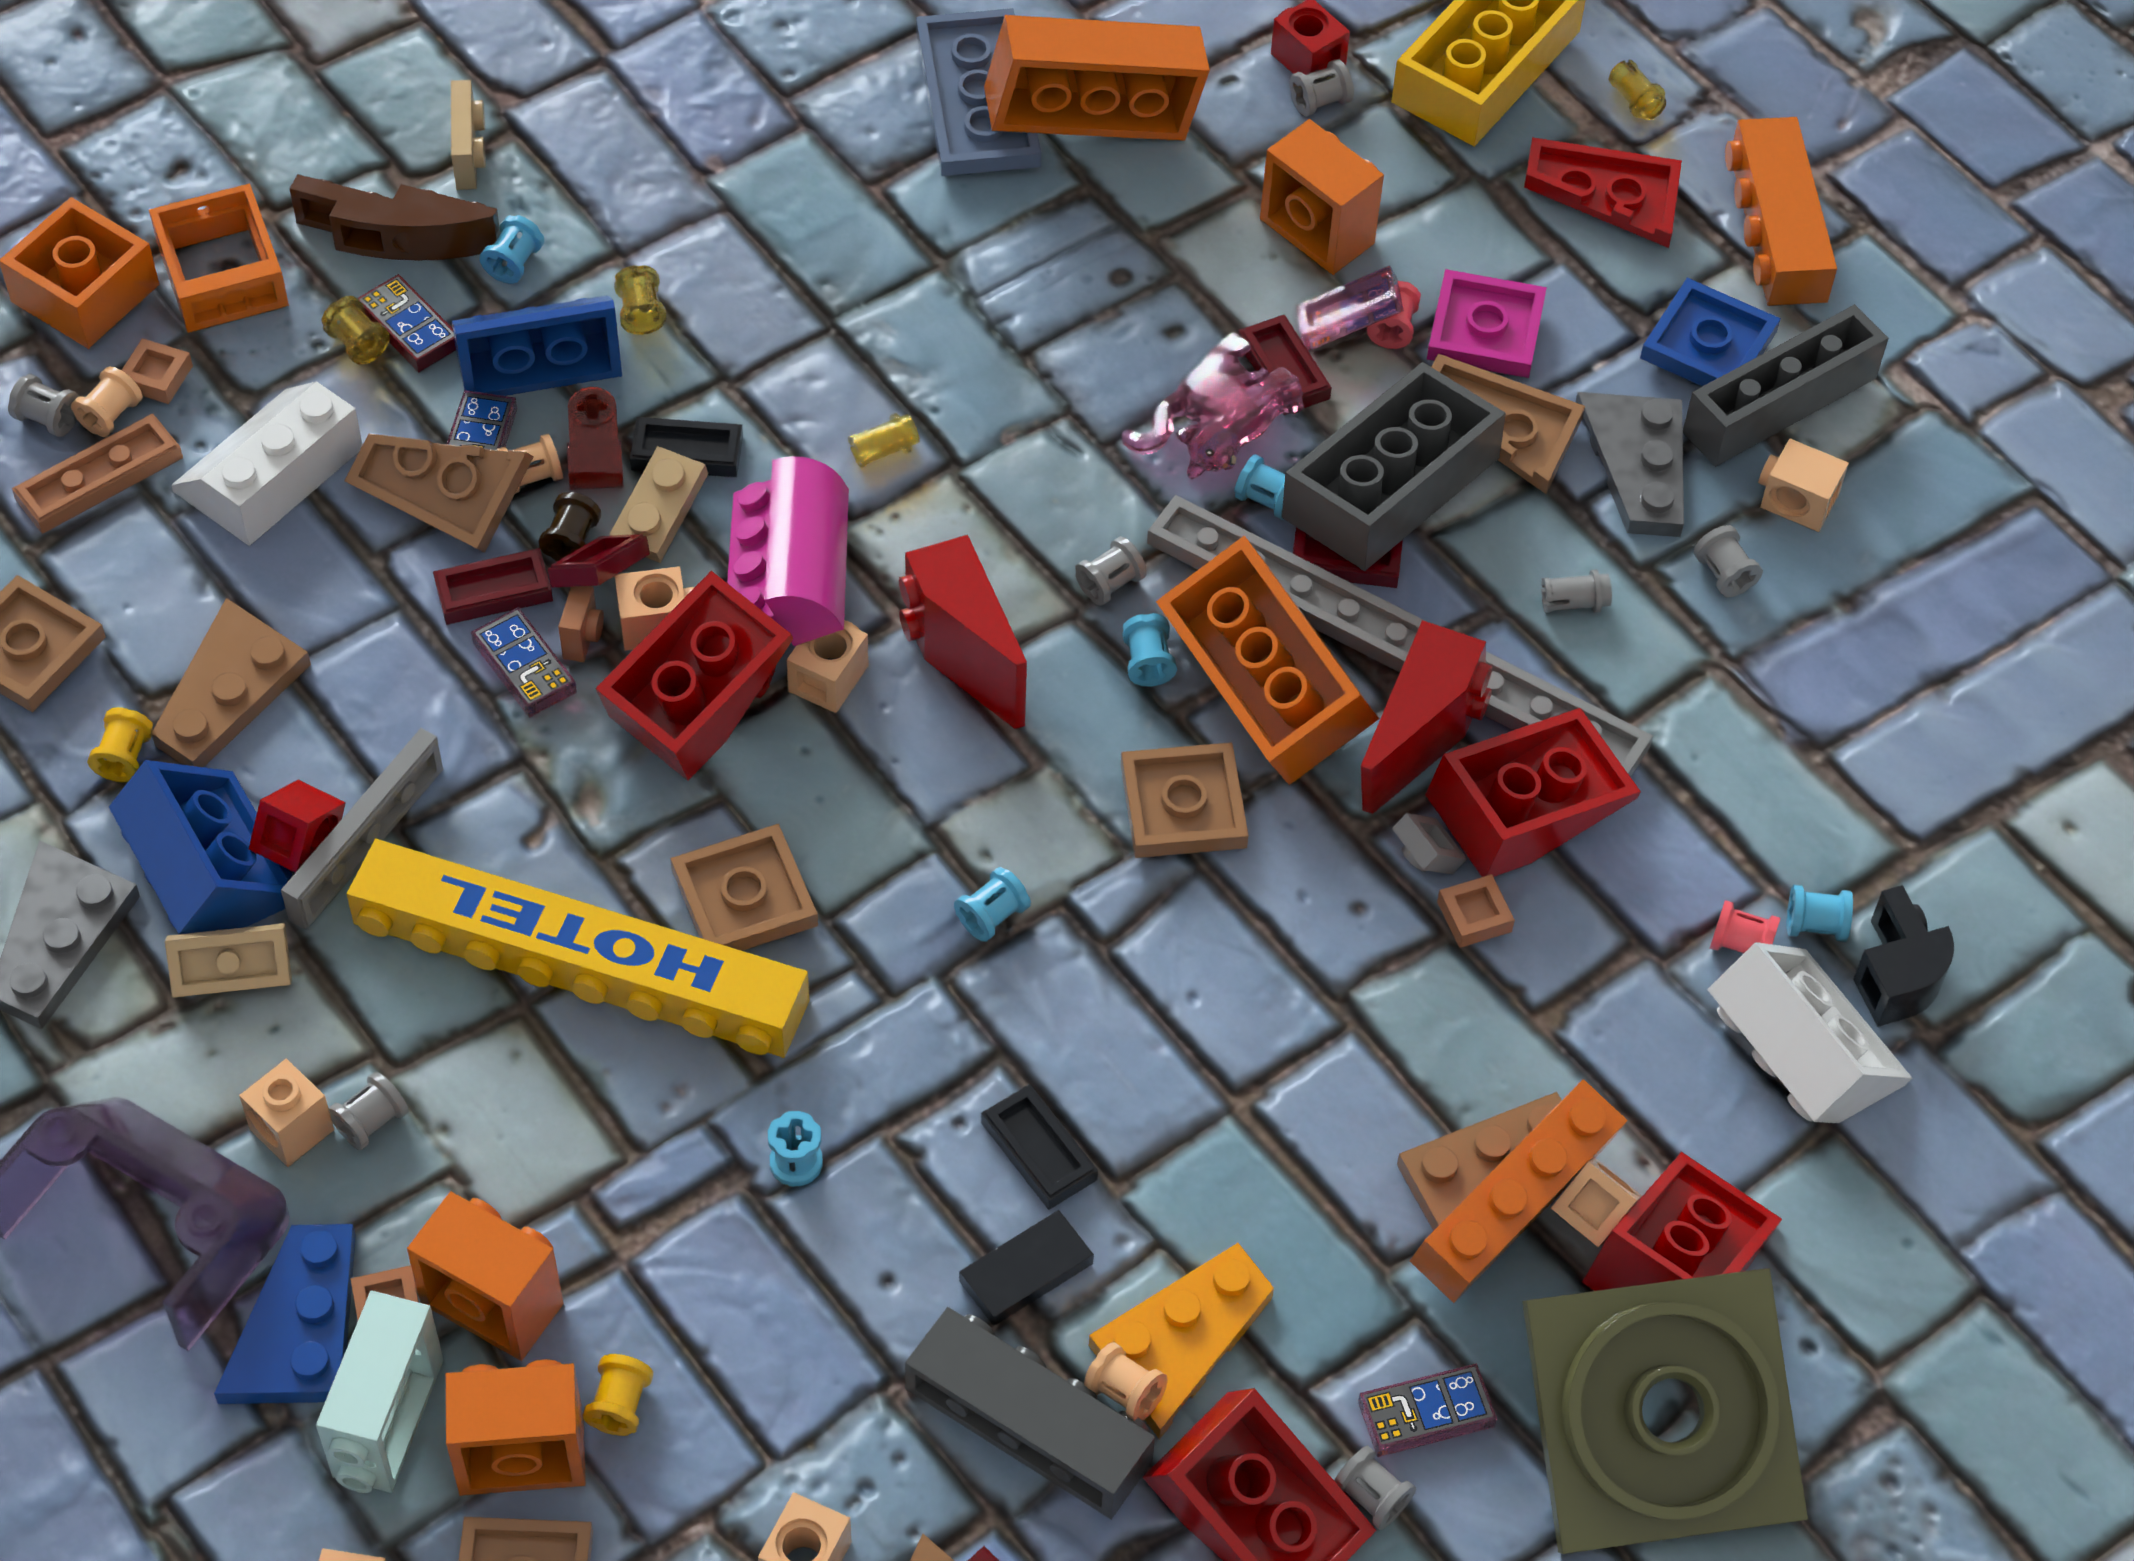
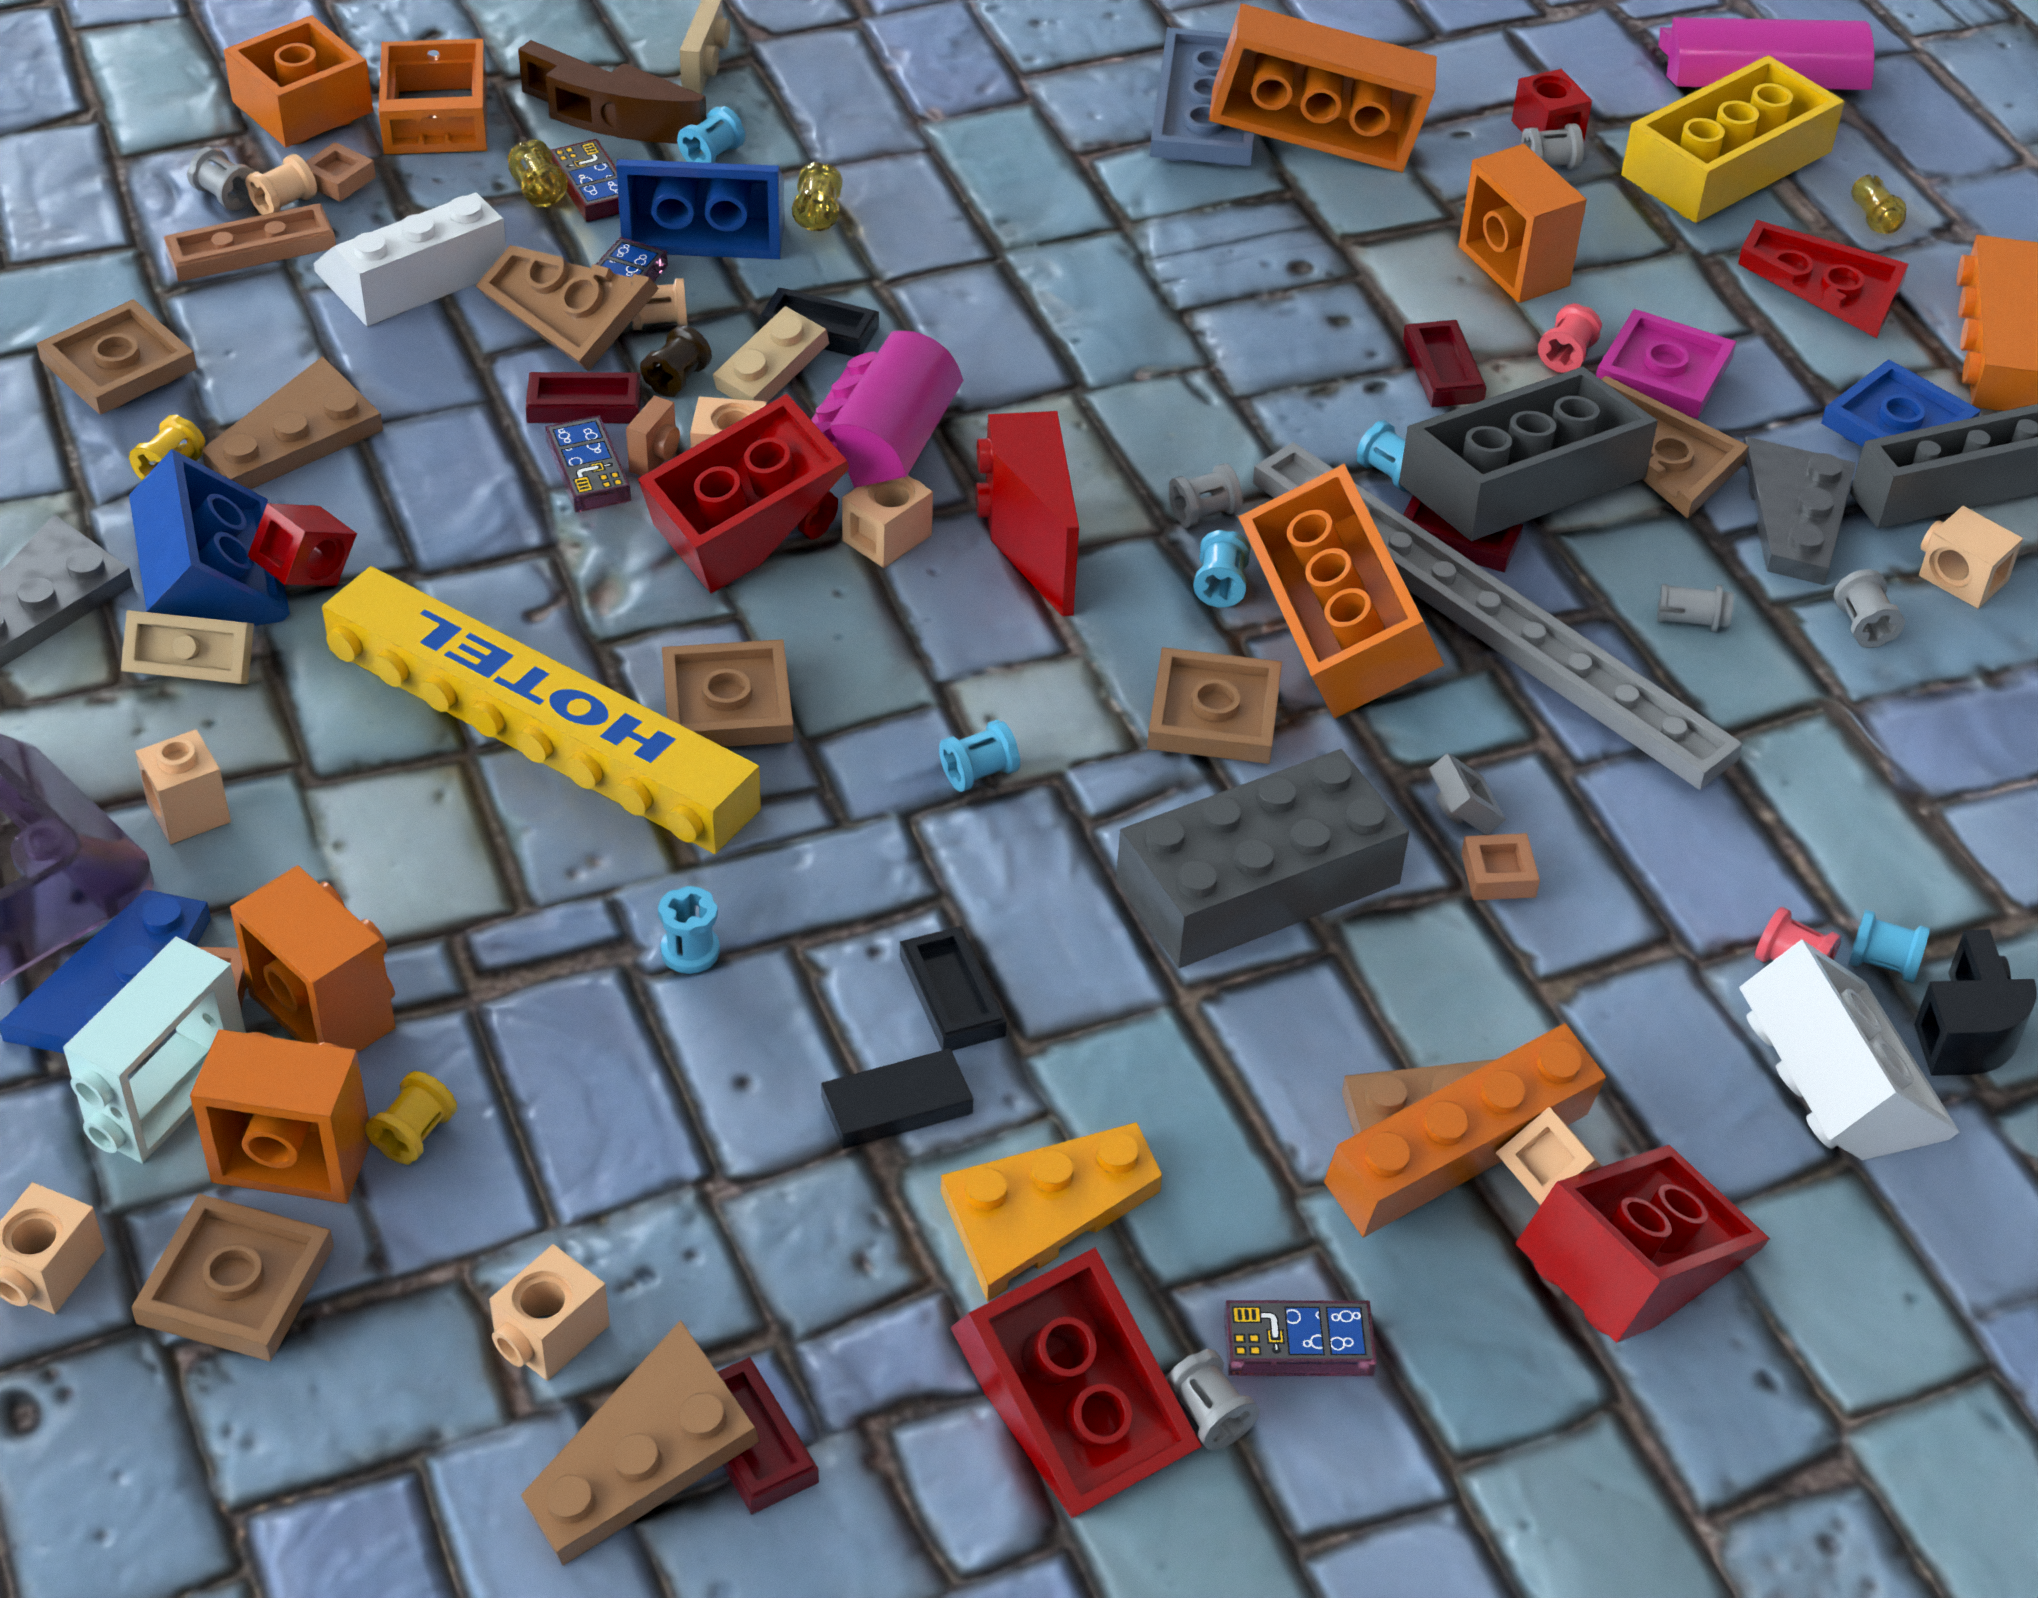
camera: 15 degrees right, 10 degrees down
(368, 1110) = (266, 804): light grey bush -> none
(370, 818) = (392, 547): light grey tile -> none
(594, 443) = (726, 298): clear red piece -> none
(598, 560) = (689, 384): dark red tile -> none
(884, 440) = (1015, 348): clear yellow pin -> none
(1030, 1411) = (848, 1234): dark grey brick -> none
(1126, 1381) = (961, 1222): light nougat bush -> none
(1225, 403) = (1363, 380): clear pink animal -> none
(1270, 953) = (1260, 857): none -> dark grey brick
(1349, 308) = (1523, 320): clear pink tile -> none
(1427, 710) = (1490, 662): red slope -> none
(1528, 791) = (1588, 763): red slope -> none
(1591, 1372) = (1514, 1466): olive piece -> none

